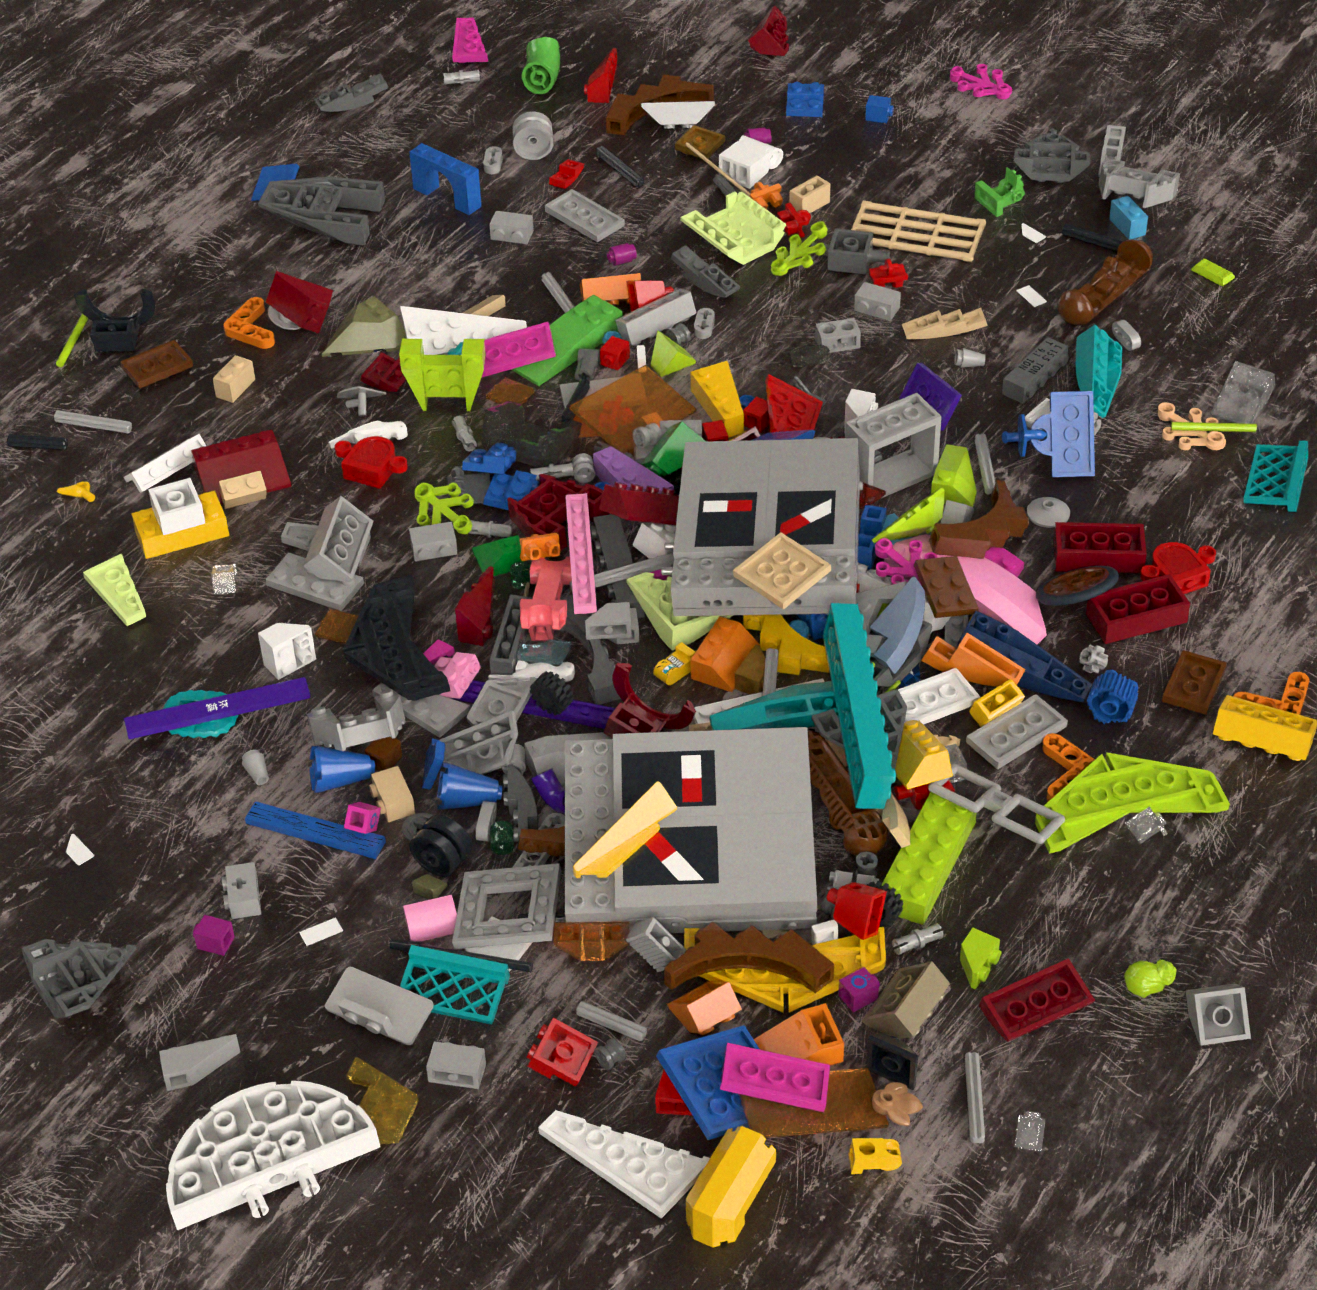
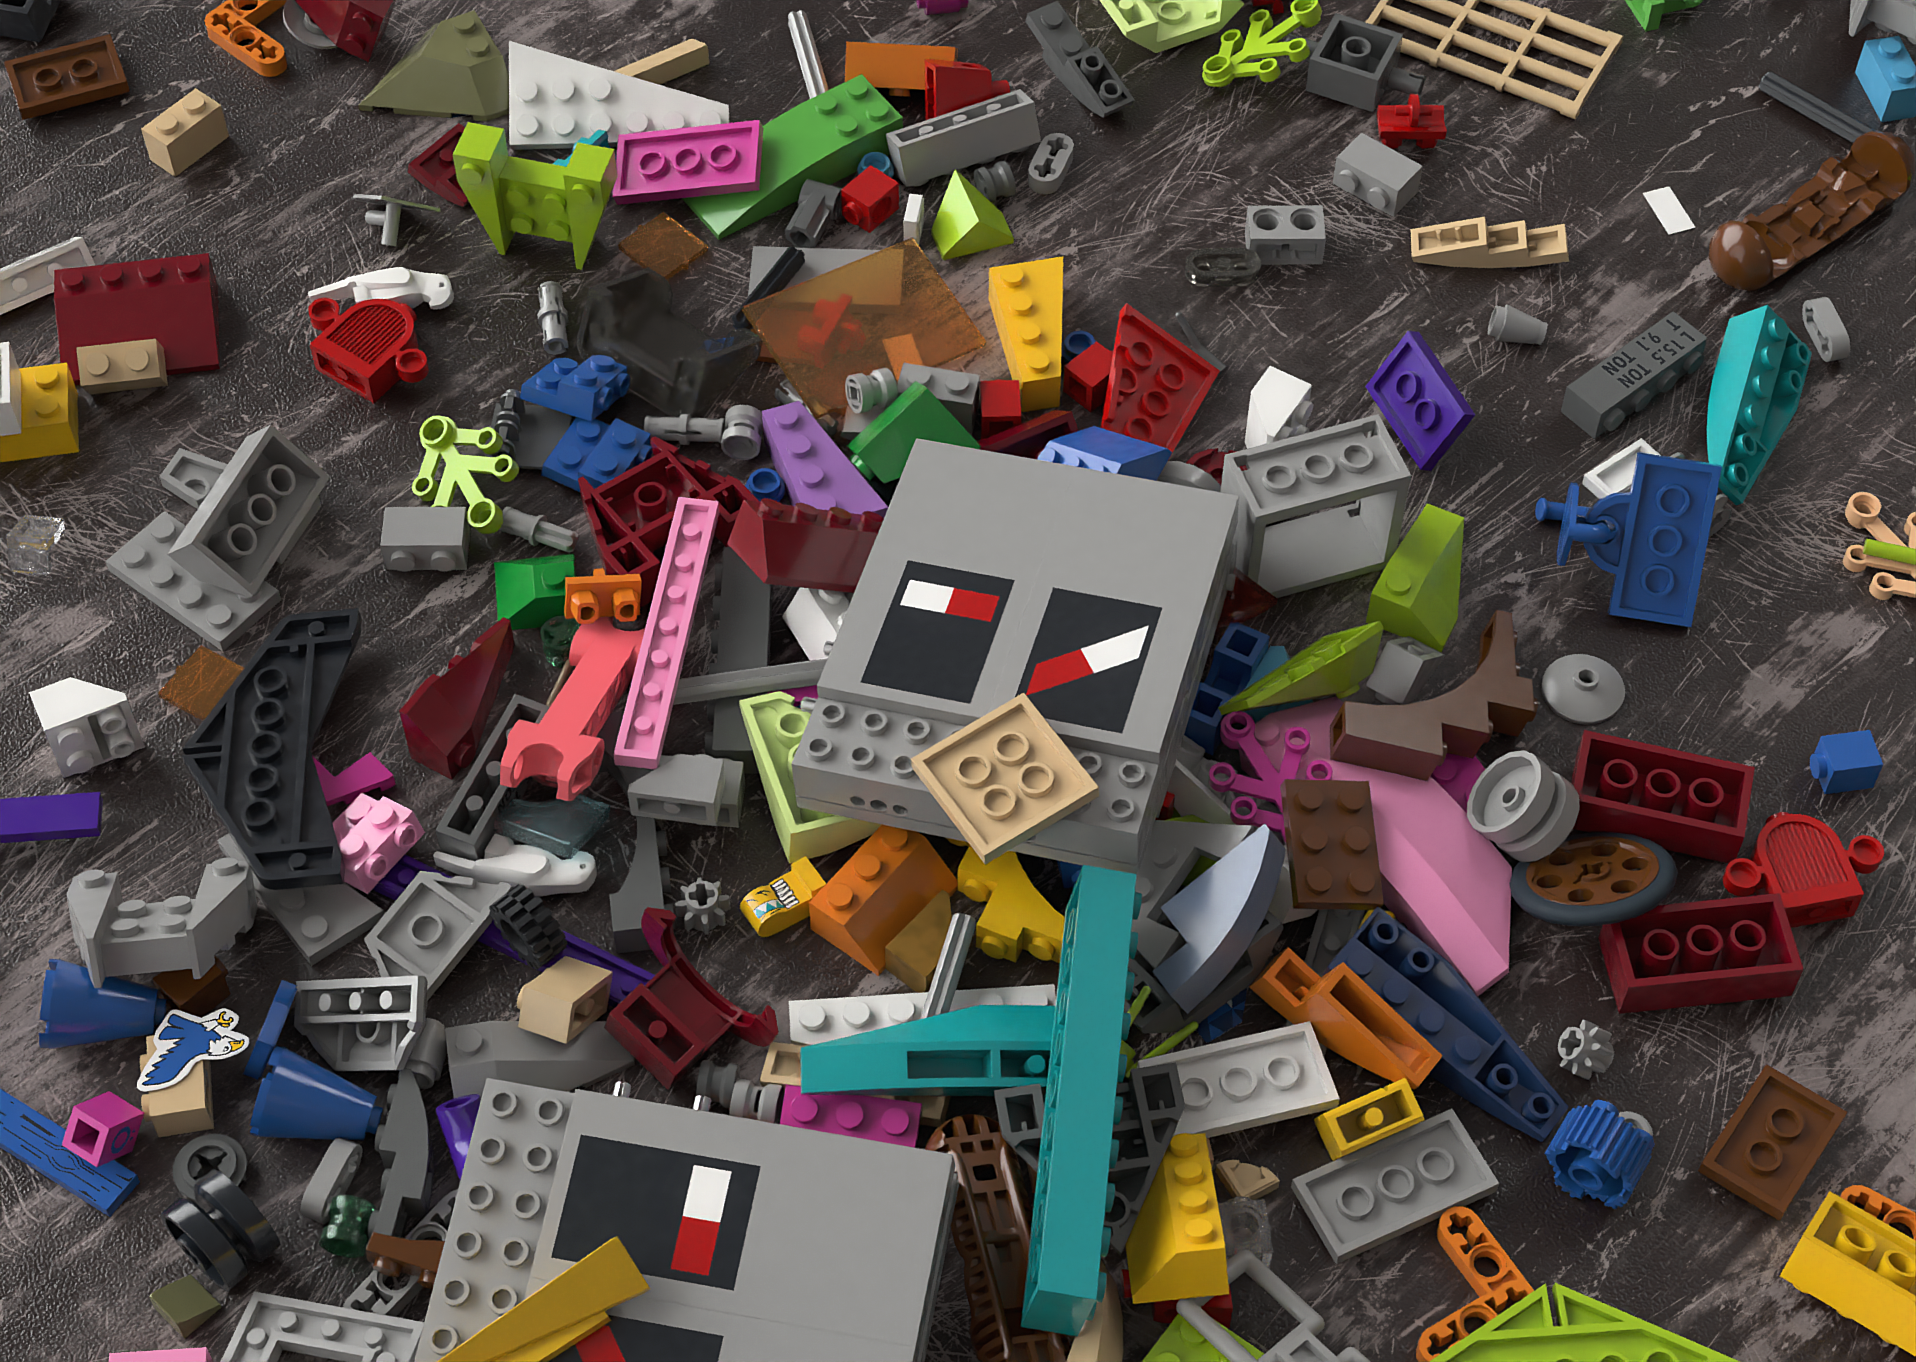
camera: 10 degrees right, 10 degrees up
(392, 772) = (186, 1040): none -> sticker
(579, 721) = (564, 999): none -> tan brick
(638, 675) = (702, 905): none -> light grey gear
(800, 627) = (1039, 869): dark azure plate -> none
(985, 463) = (1489, 559): light grey axle -> none
(1032, 234) = (1702, 78): white sticker -> none
(1034, 559) = (1523, 806): none -> light grey wheel
(1187, 519) = (1846, 762): none -> blue brick

